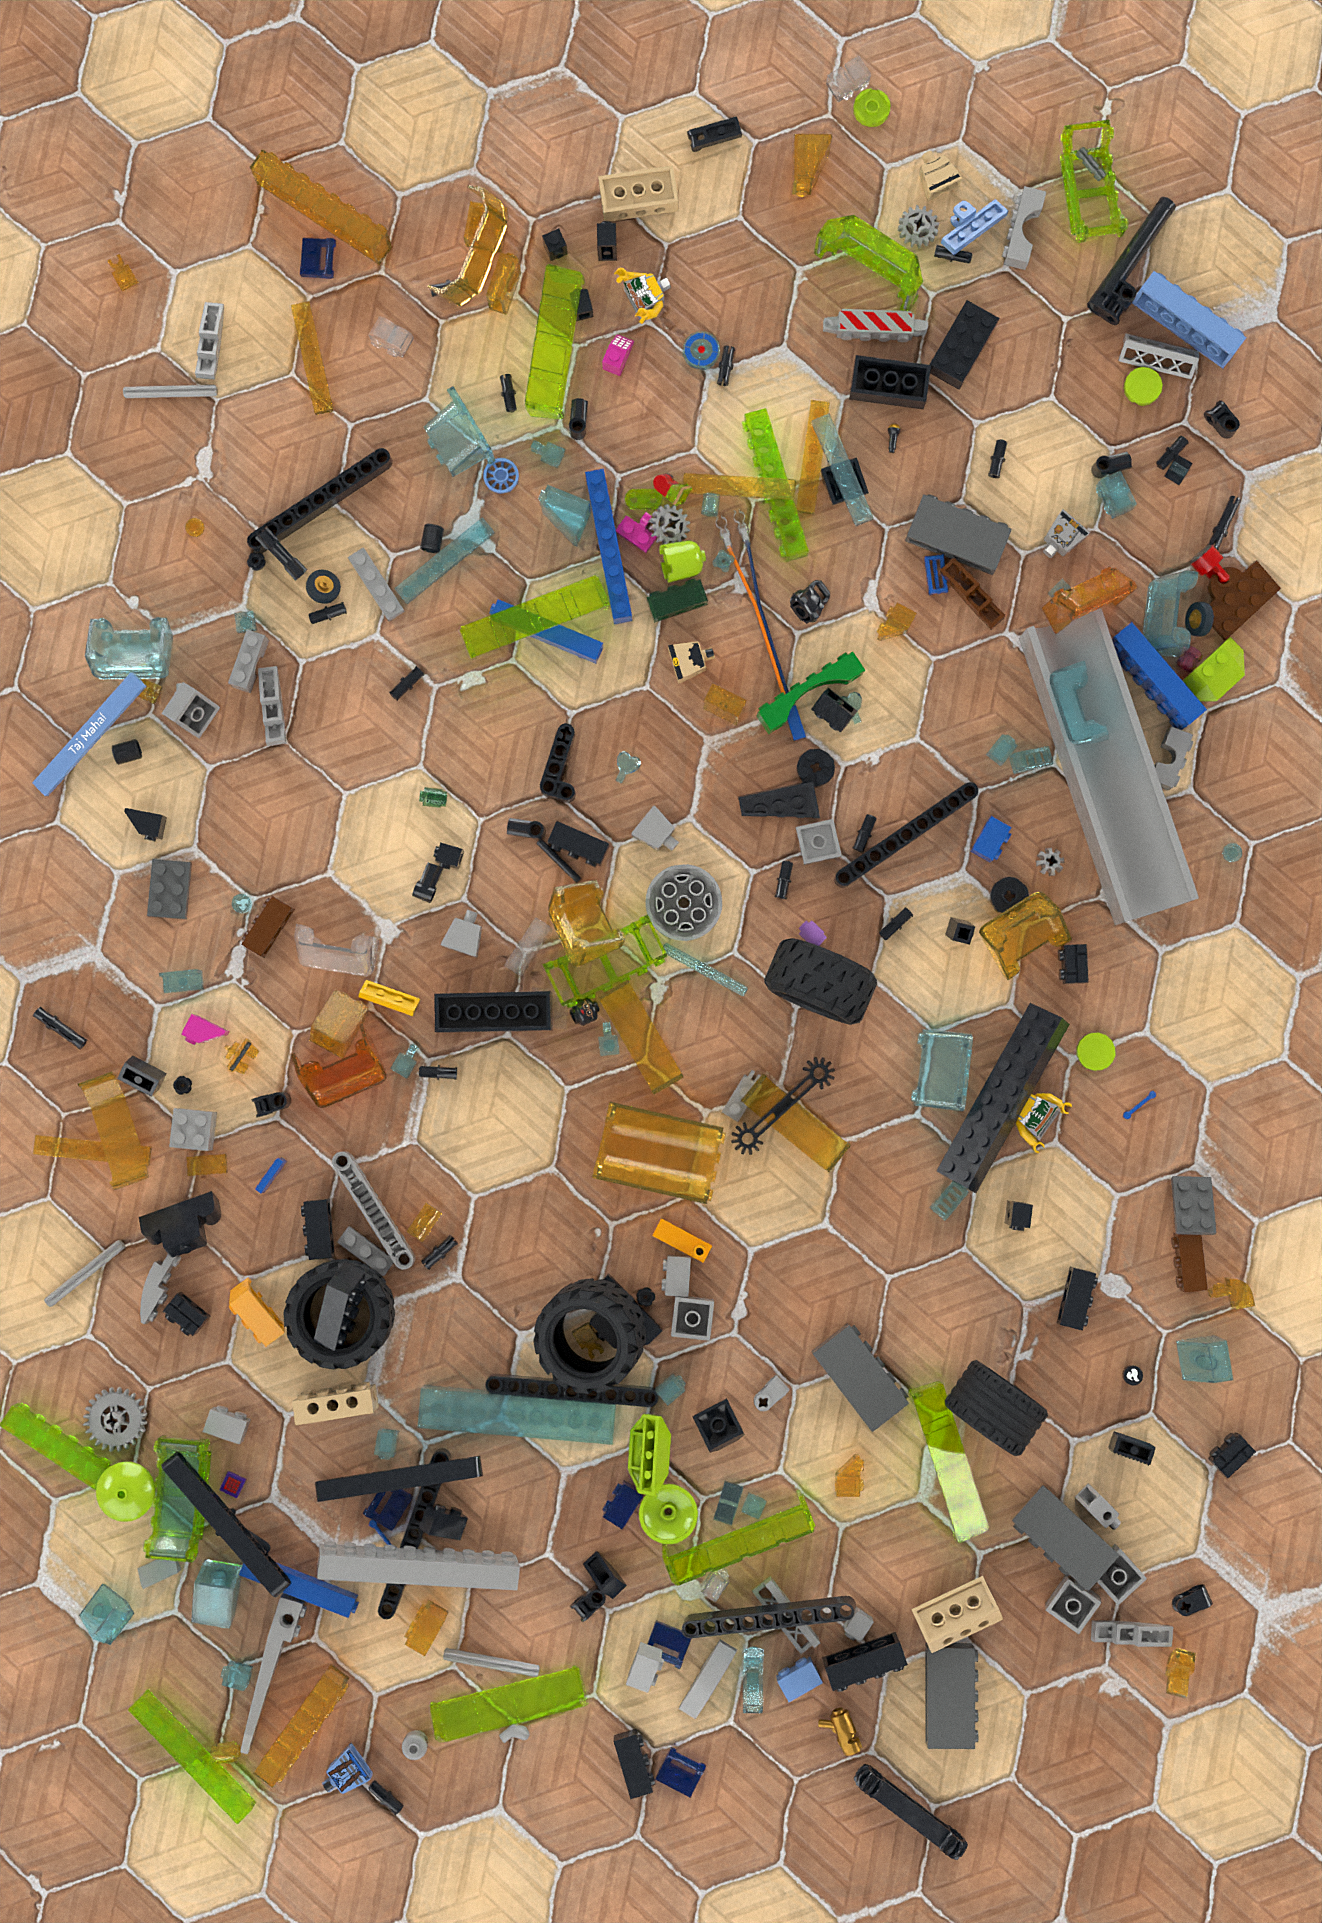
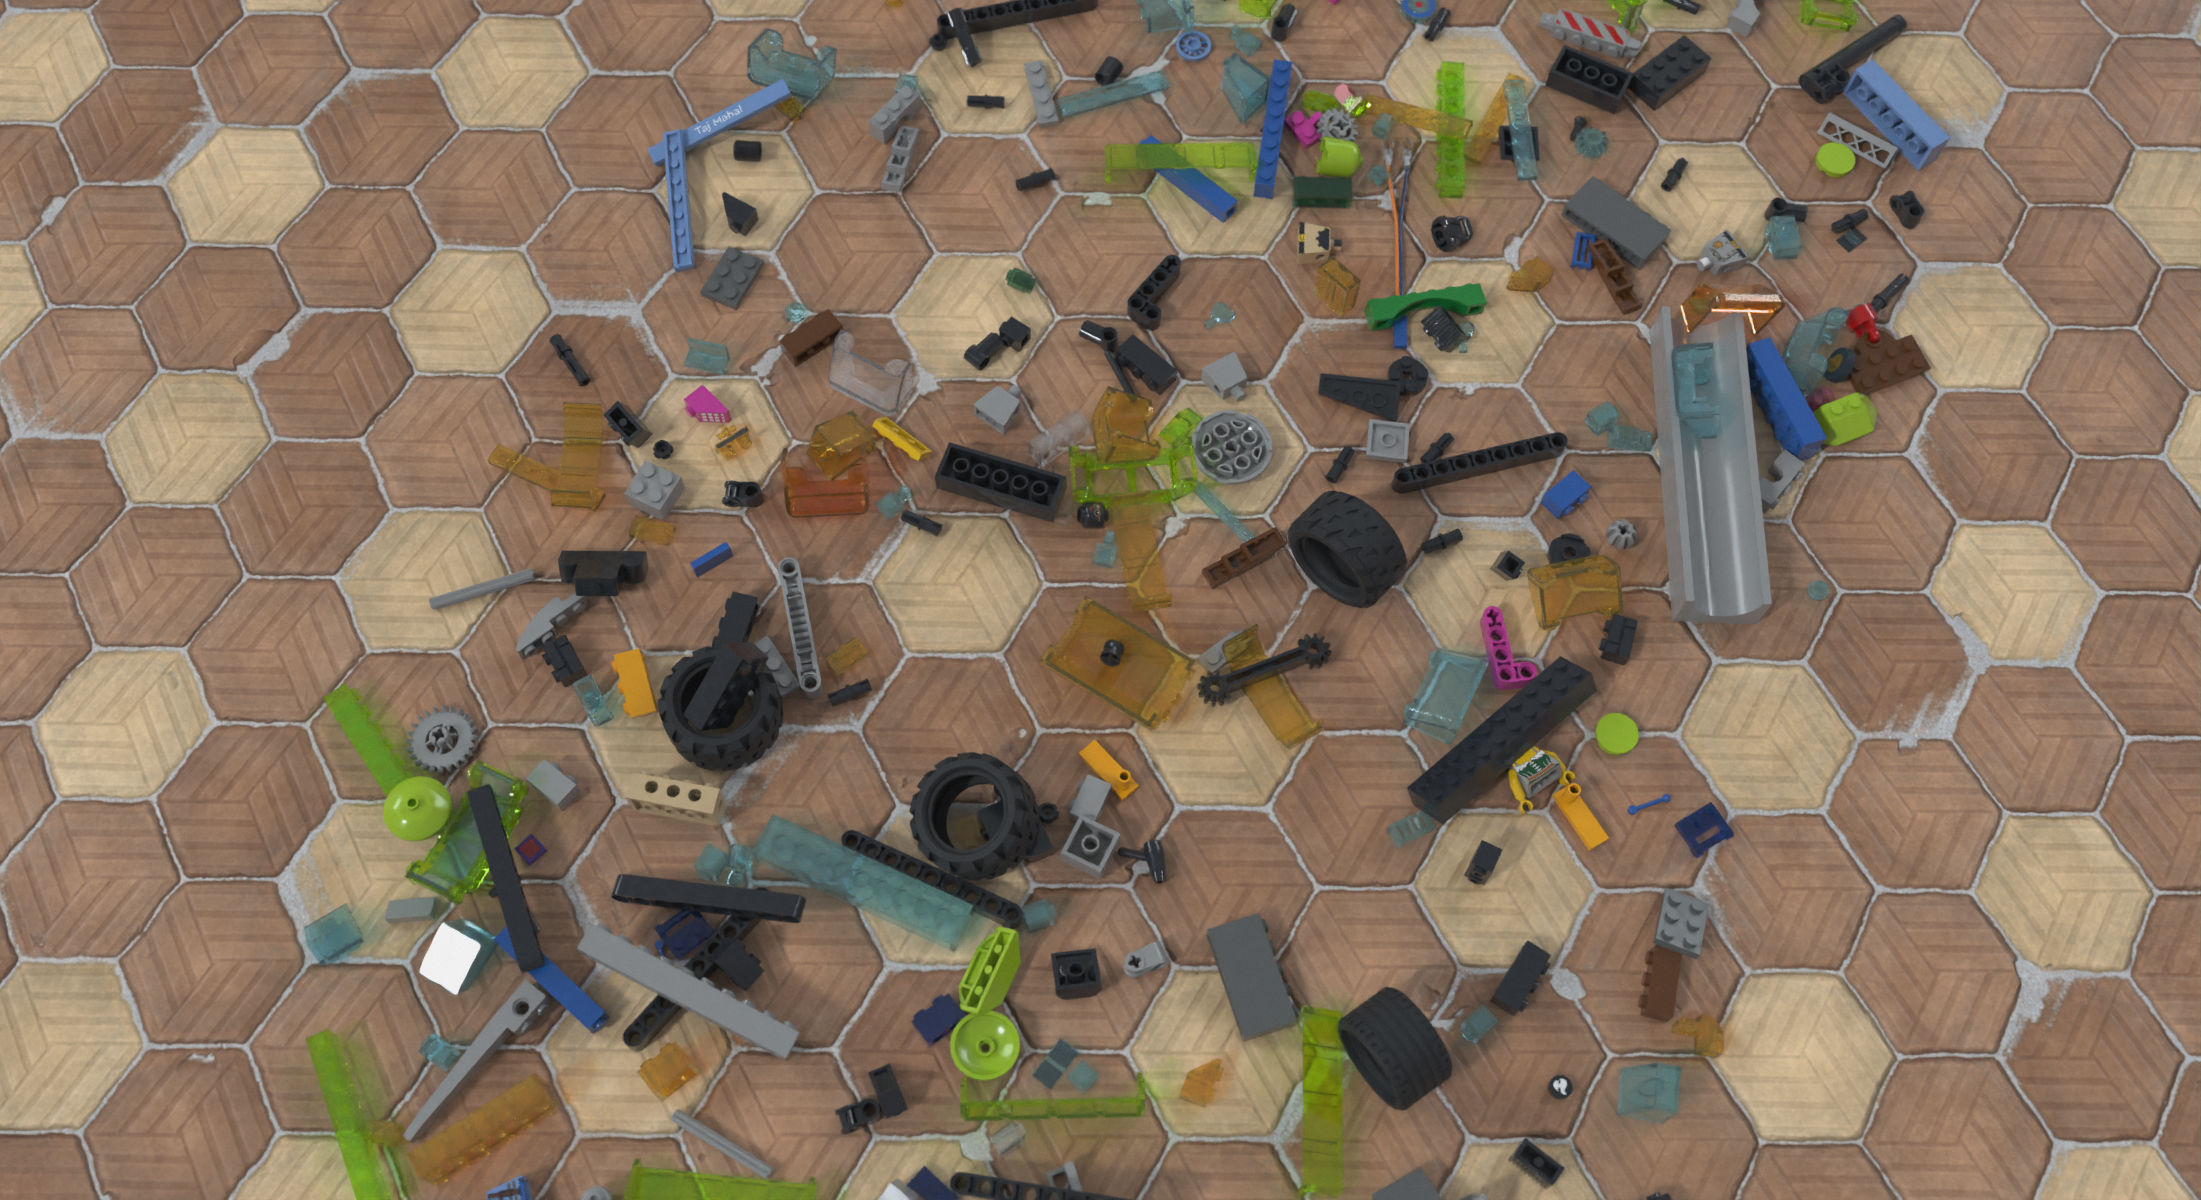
camera: 15 degrees right, 20 degrees down
(85, 828) = (678, 200): none -> medium blue tile
(190, 709) = (823, 132): light grey piece -> none
(227, 1342) = (593, 701): none -> clear light blue brick
(323, 586) = (991, 77): black wheel -> none
(408, 1433) = (740, 861): none -> clear light blue plate
(631, 895) = (1180, 426): none -> clear neon green slope
(649, 1139) = (1112, 653): none -> black wheel
(730, 1005) = (1244, 557): none -> reddish brown slope
(746, 1303) = (1153, 855): none -> black piece
(918, 452) = (1591, 142): none -> clear light blue gear
(977, 1007) = (1502, 648): none -> dark pink beam
(1053, 1350) = (1478, 1024): none -> clear light blue brick
(1085, 1138) = (1580, 816): none -> light orange piece
(1186, 1108) = (1700, 823): none -> clear blue plate

